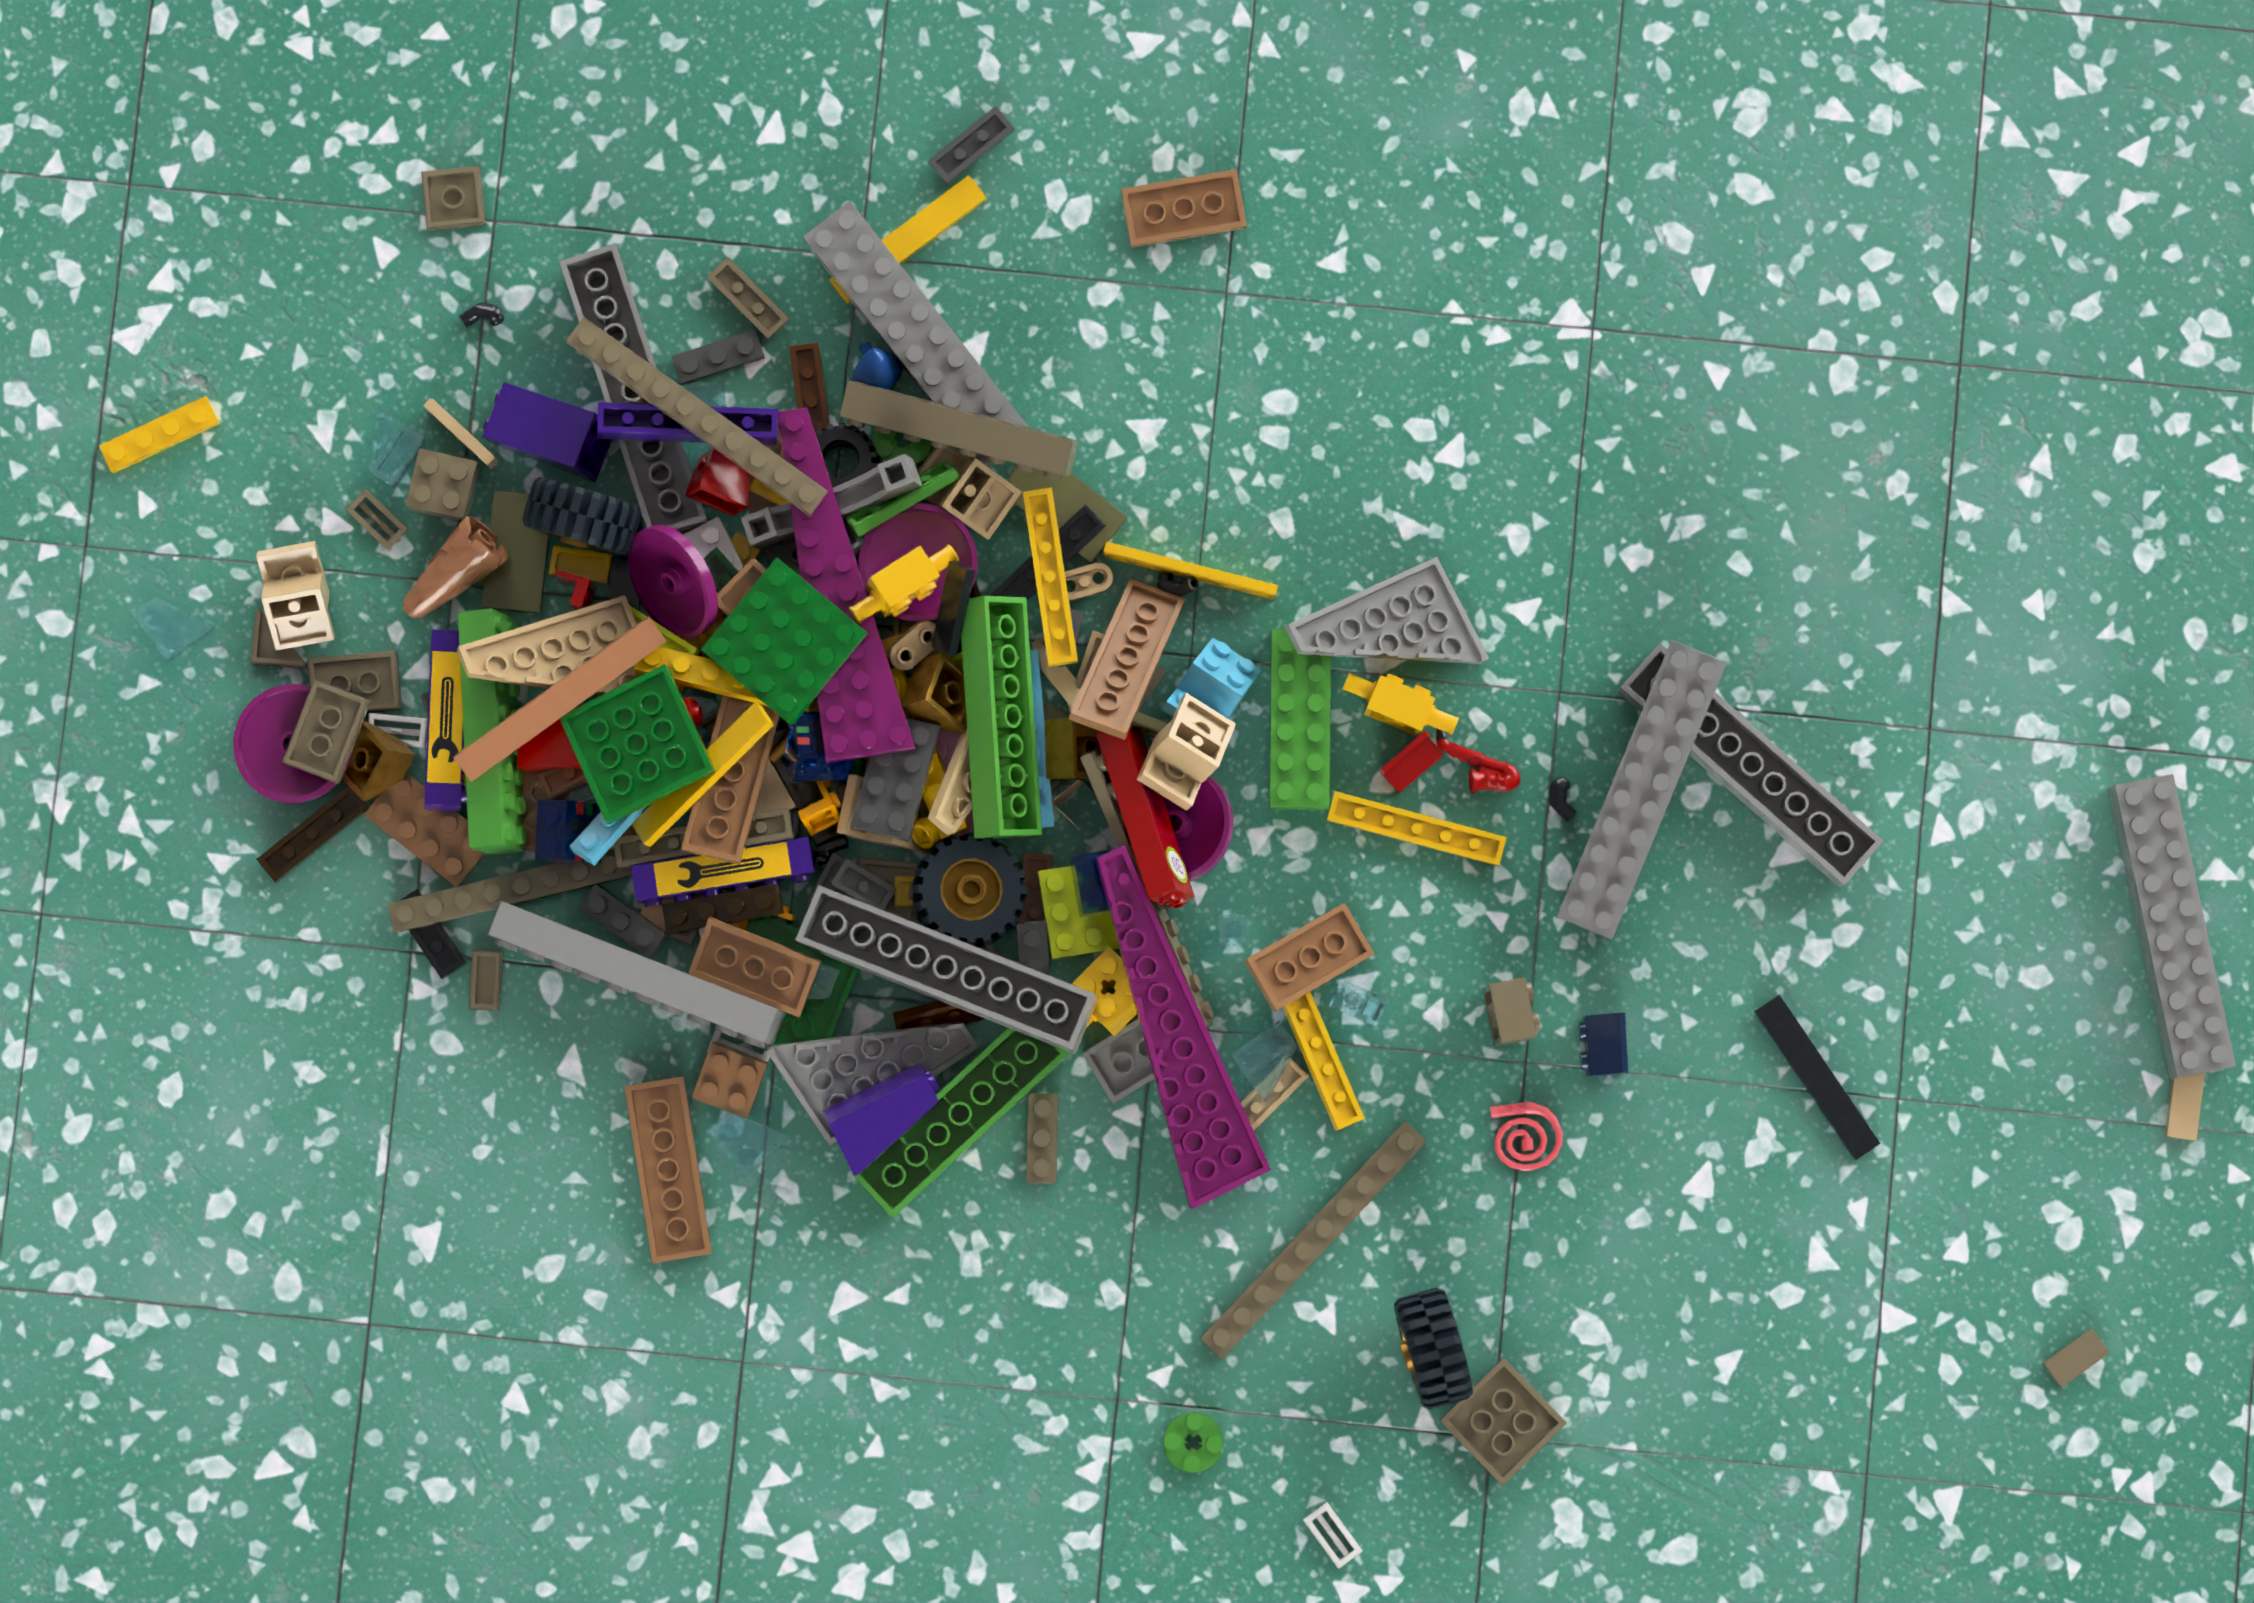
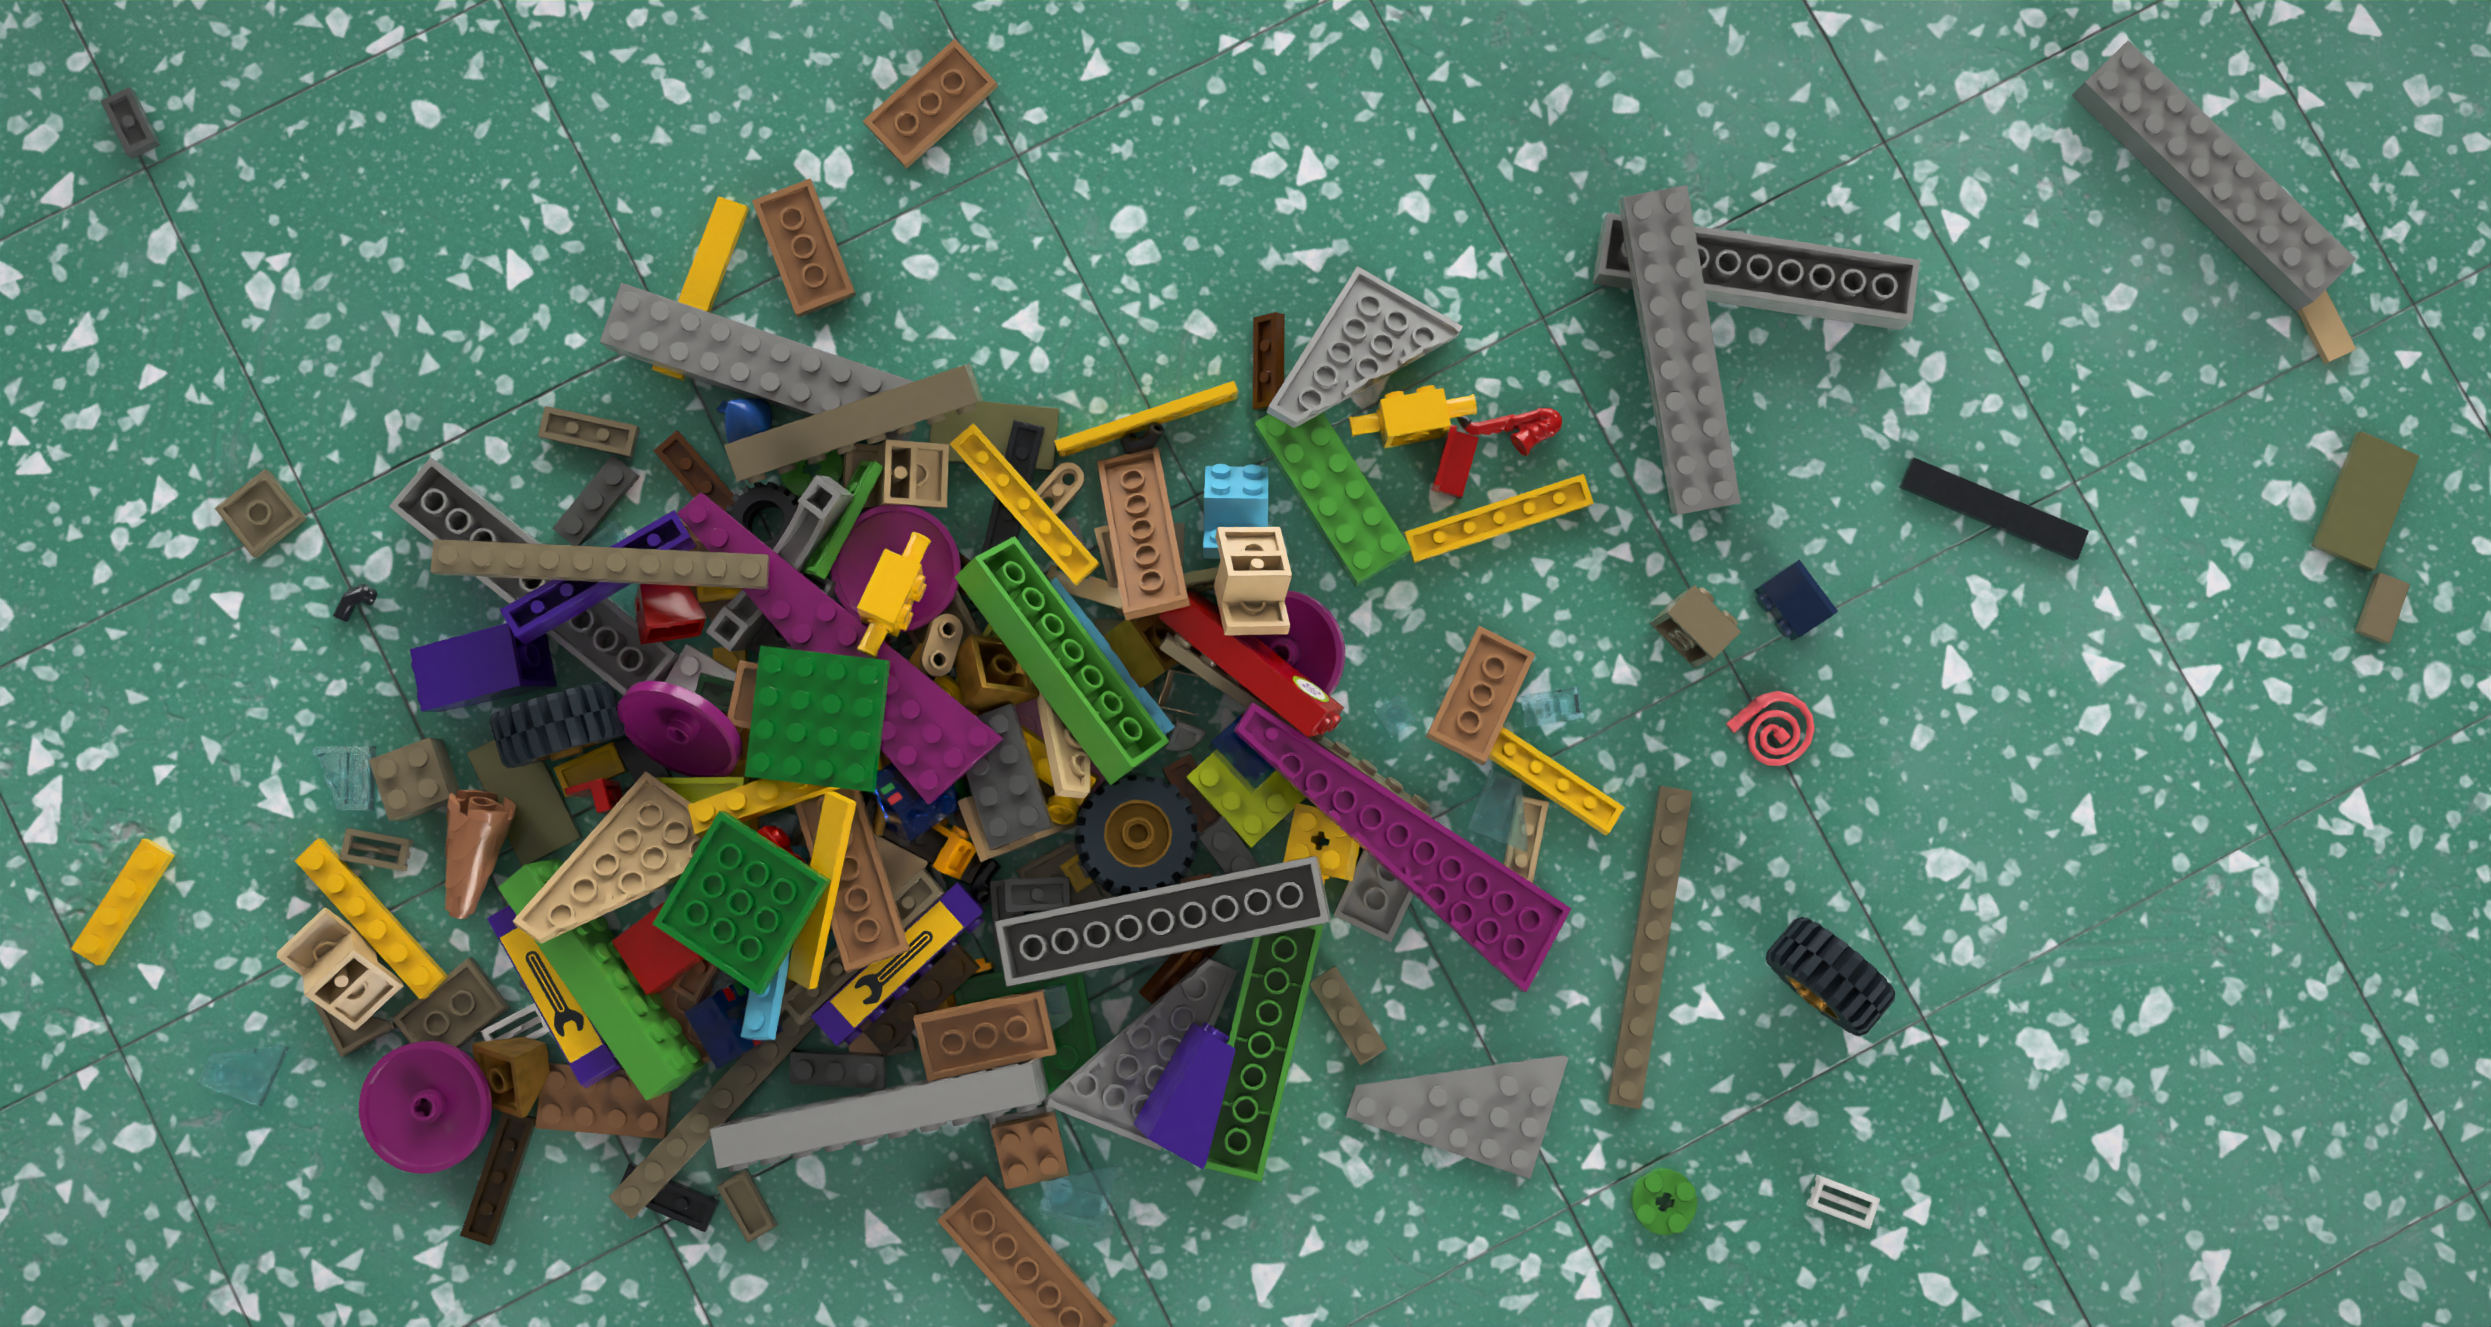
camera: 35 degrees left, 0 degrees up
(326, 731) = (447, 1076): dark tan tile -> none
(341, 571) = (371, 918): none -> yellow plate
(461, 433) = (402, 721): tan tile -> none
(559, 699) = (641, 908): nougat tile -> none
(953, 608) = (953, 587): black tile -> none
(971, 145) = (703, 168): dark grey plate -> none
(1009, 260) = (804, 248): none -> medium nougat plate
(1057, 839) = (1184, 737): none -> light grey tile
(1092, 1279) = (1478, 1113): none -> light grey wing
(1317, 584) = (1267, 358): none -> reddish brown plate
(1503, 1421) = (1932, 998): dark tan plate -> none
(1558, 798) = (1605, 411): black arm -> none
(2120, 1265) = (2365, 501): none -> olive tile

